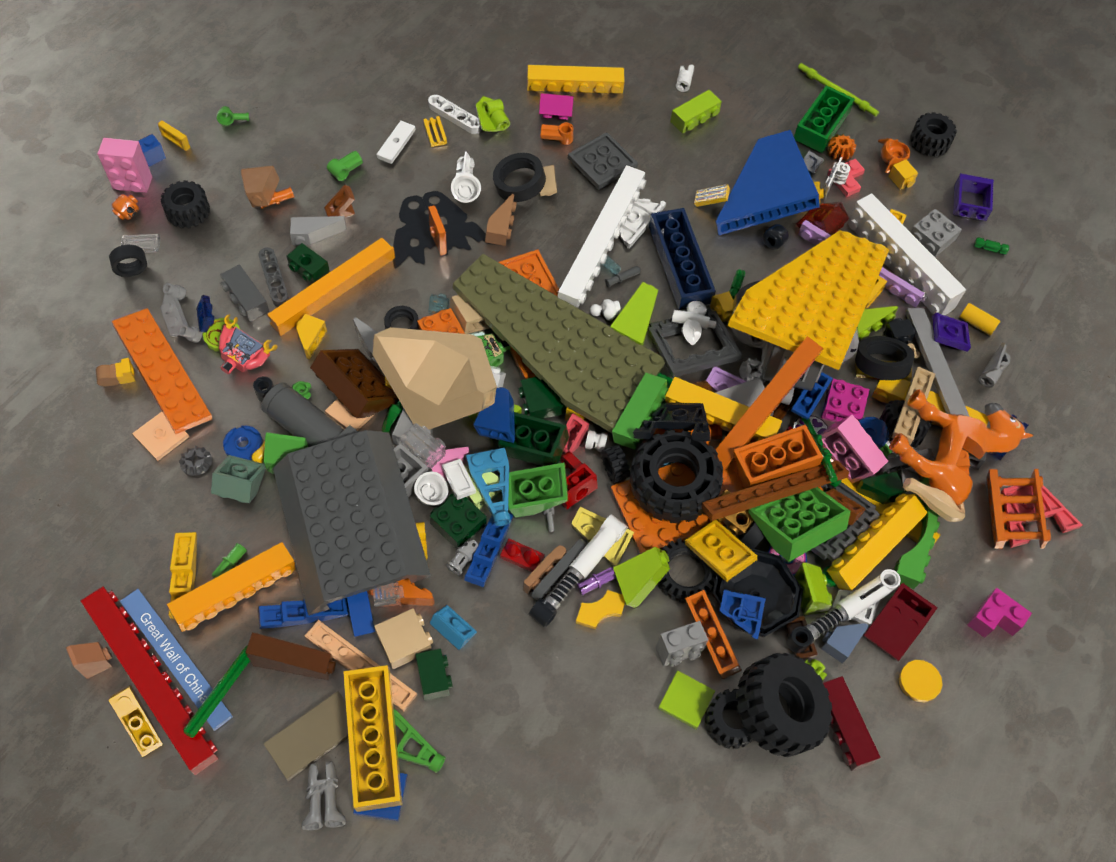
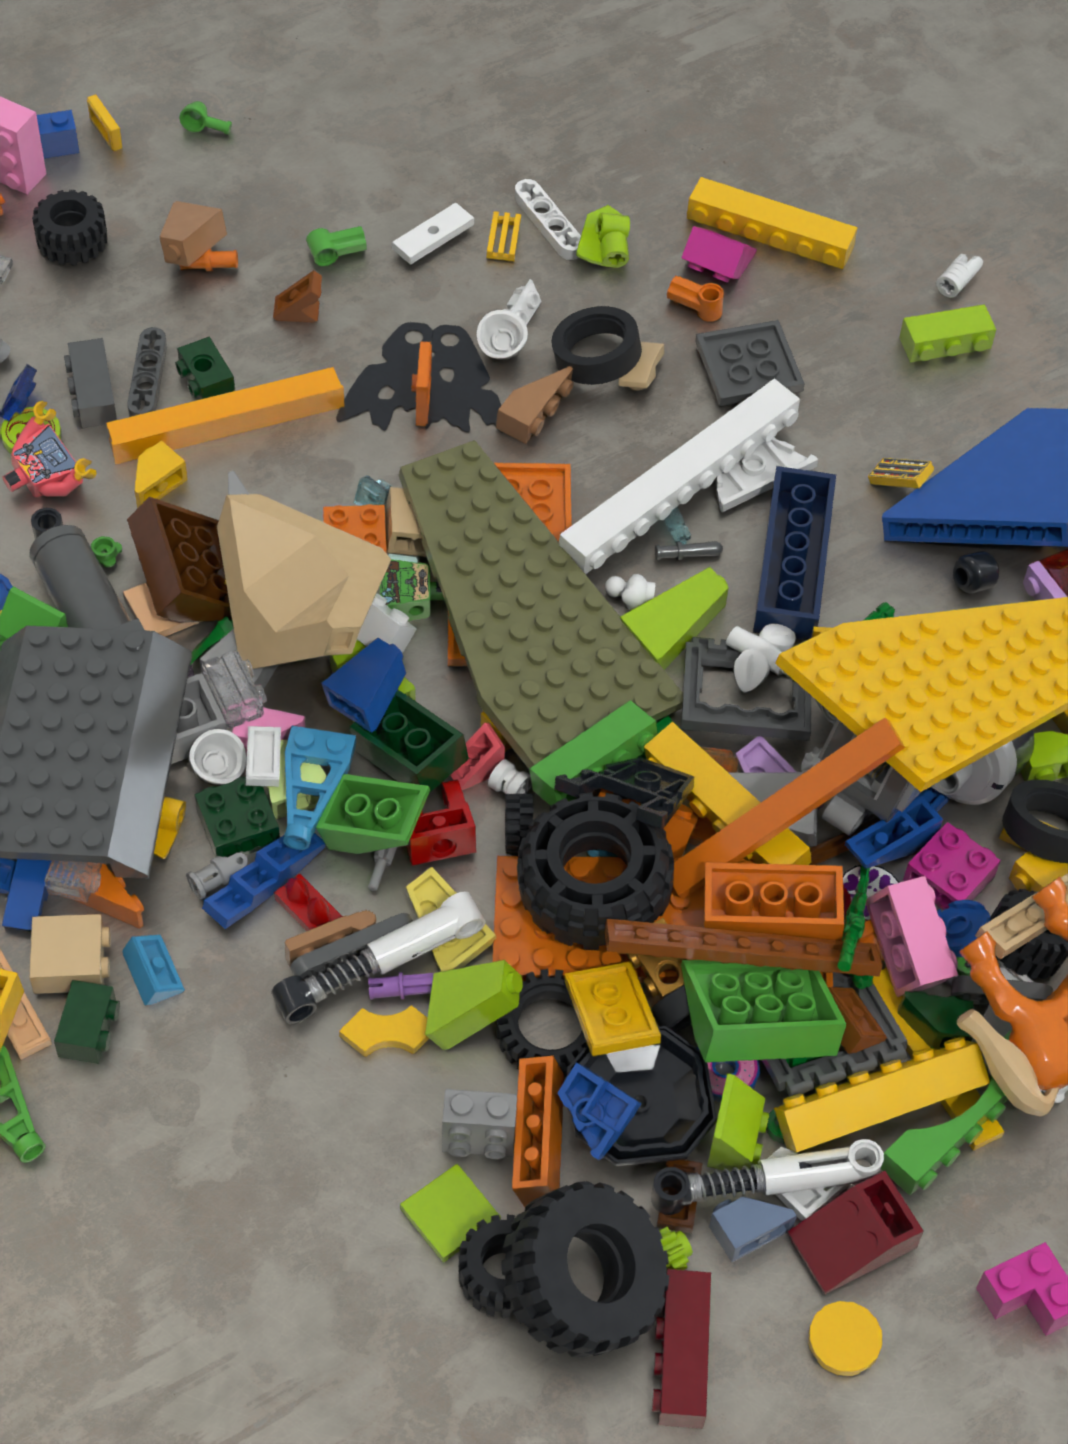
camera: 25 degrees right, 5 degrees down
(314, 229) = (243, 324): light grey slope -> none
(401, 311) = (304, 486): black tyre -> none
(540, 399) = (449, 687): dark green brick -> none

